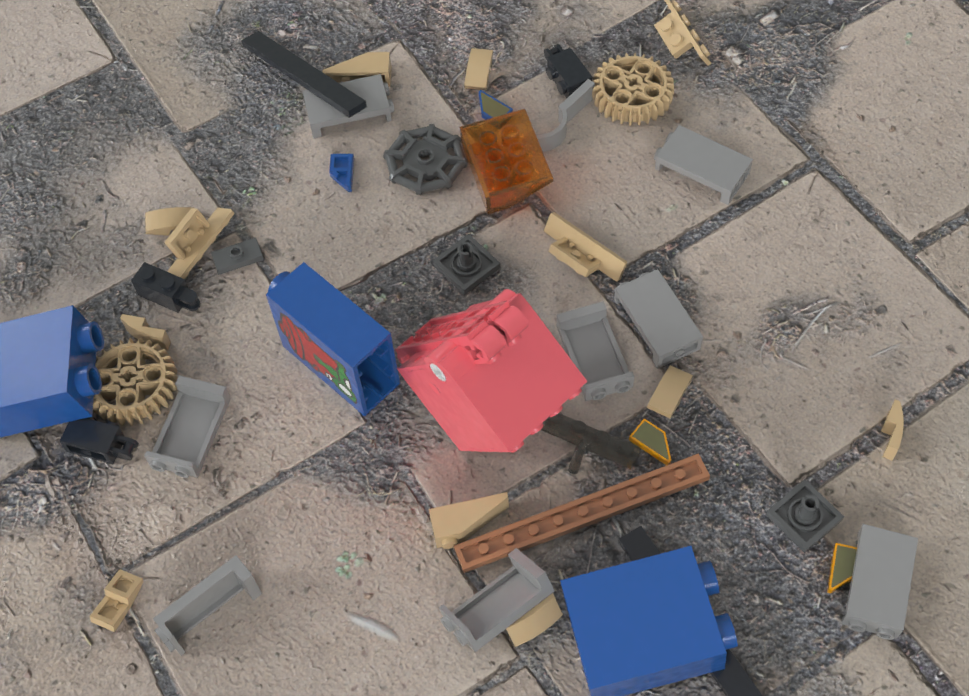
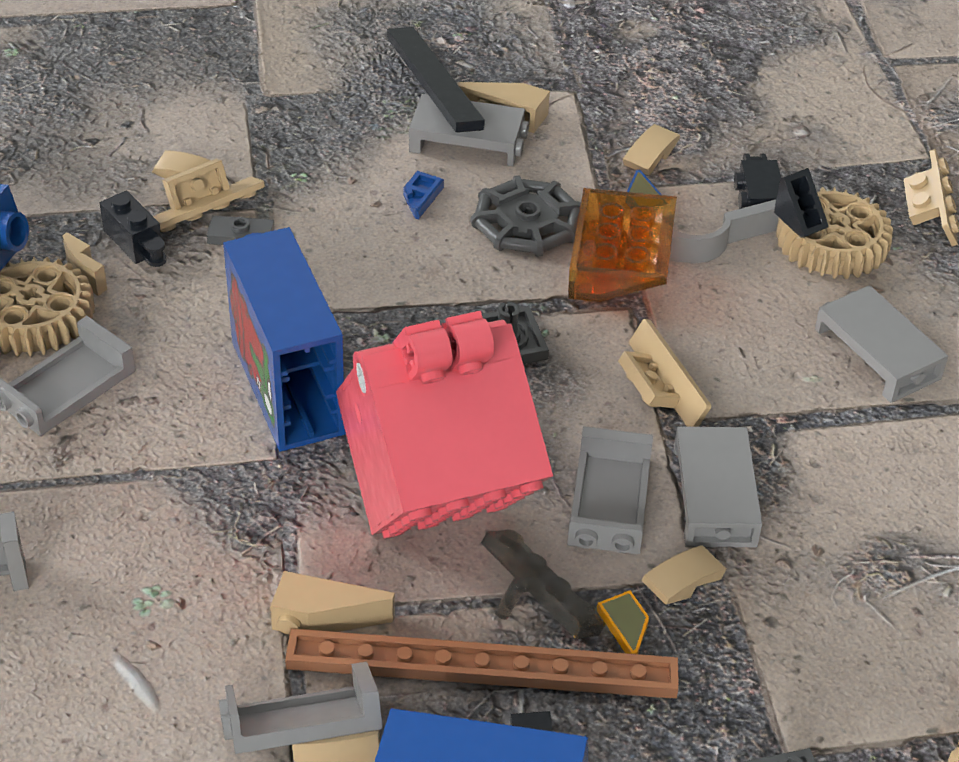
camera: 20 degrees right, 15 degrees down
(608, 82) = (799, 204): none -> black slope

